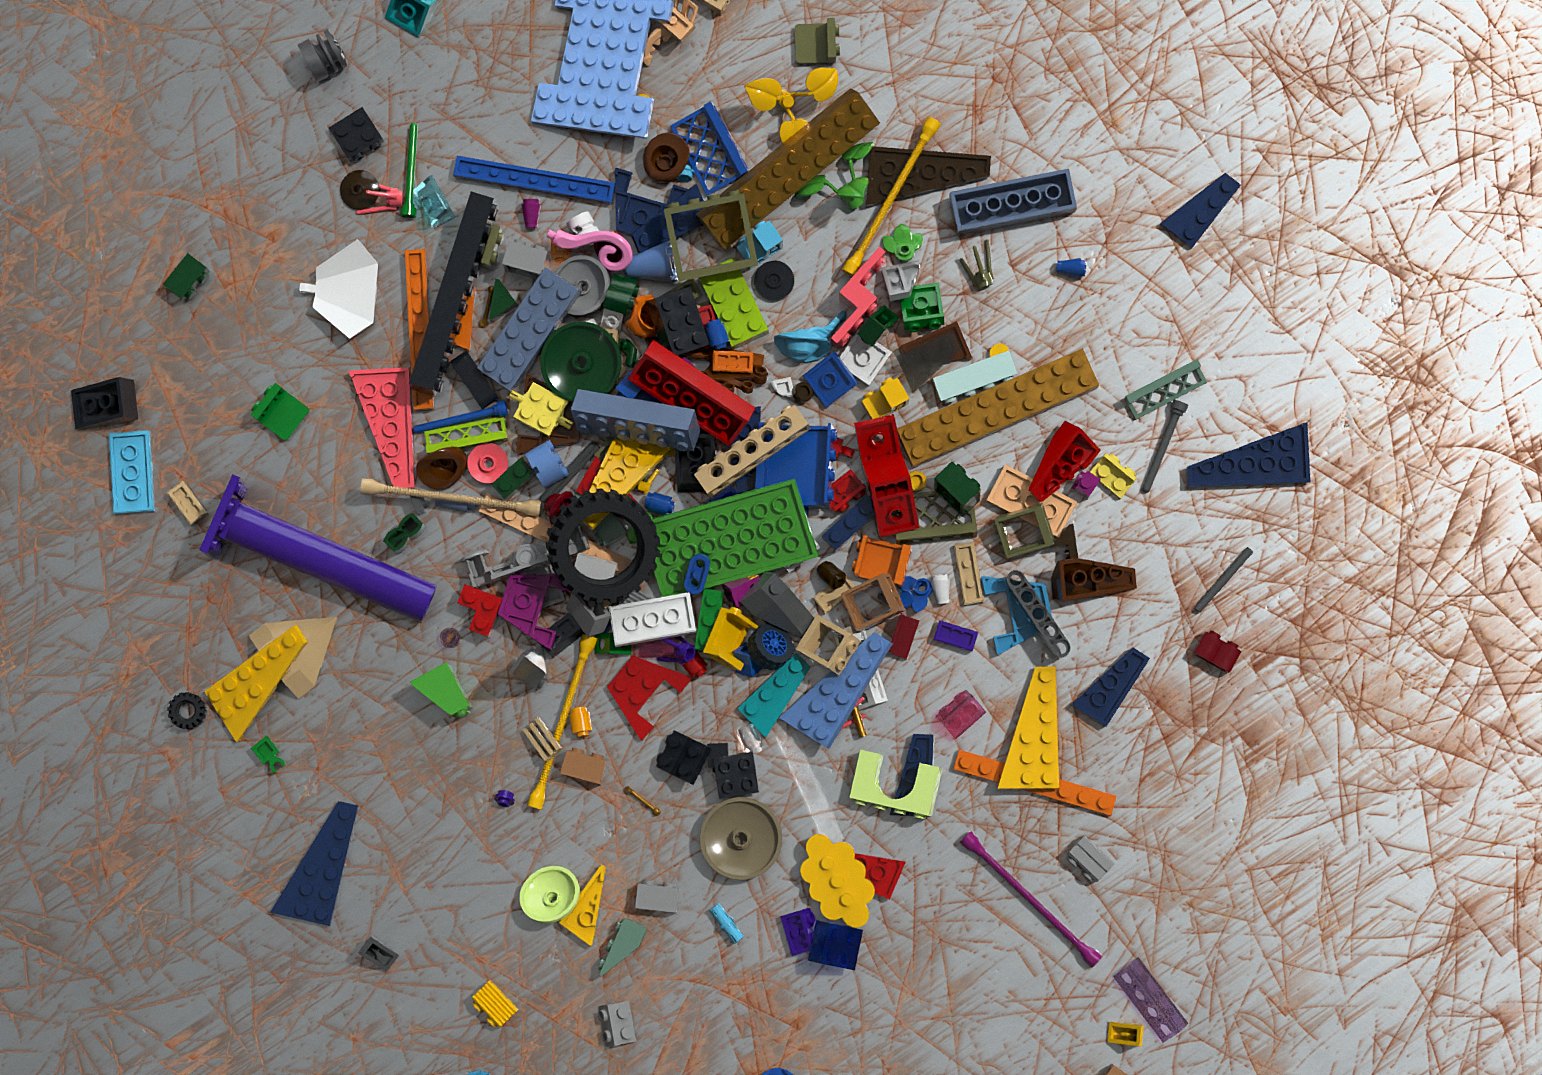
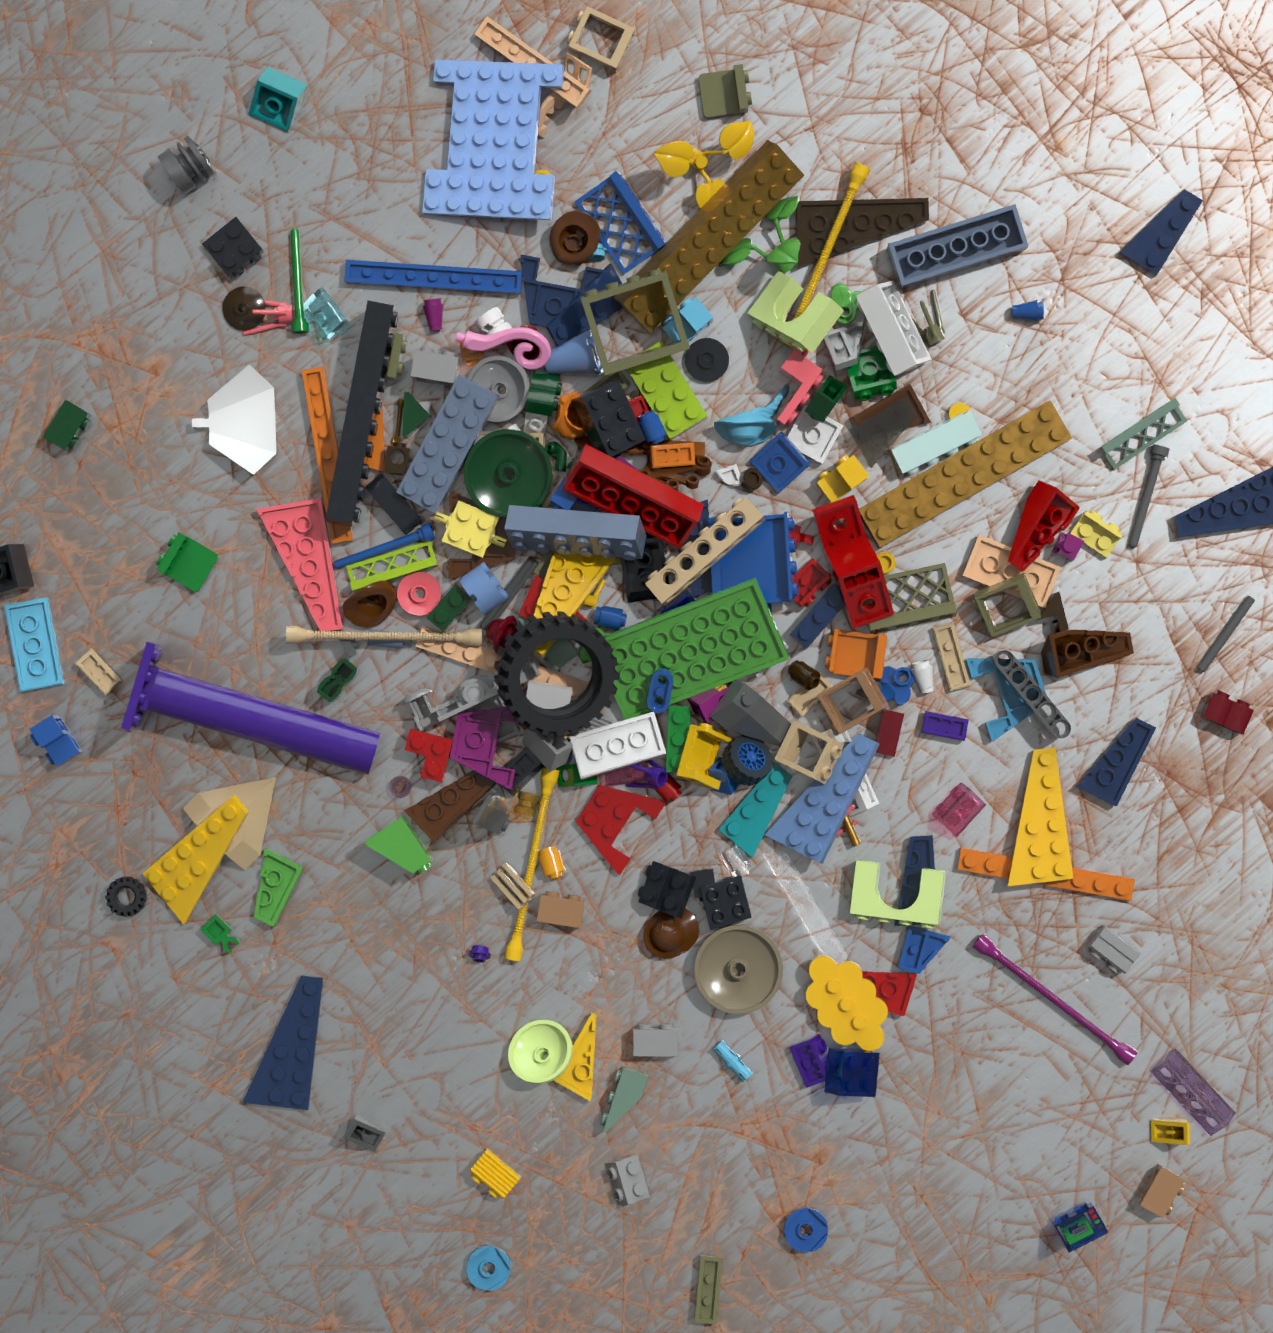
camera: 10 degrees left, 5 degrees up
(141, 559) = (56, 739): none -> blue brick
(326, 715) = (277, 884): none -> bright green wing
(478, 348) = (400, 469): none -> dark brown brick
(490, 660) = (444, 808): none -> reddish brown wing
(564, 660) = (527, 798): none -> clear yellow wheel
(656, 811) = (642, 947): pearl gold hinge -> none
(681, 800) = (670, 936): none -> reddish brown hat
(864, 260) = (806, 330): none -> yellowish green arch
(911, 838) = (920, 948): none -> blue wing
(946, 268) = (893, 328): none -> white brick
(957, 488) = (931, 567): dark green brick -> none

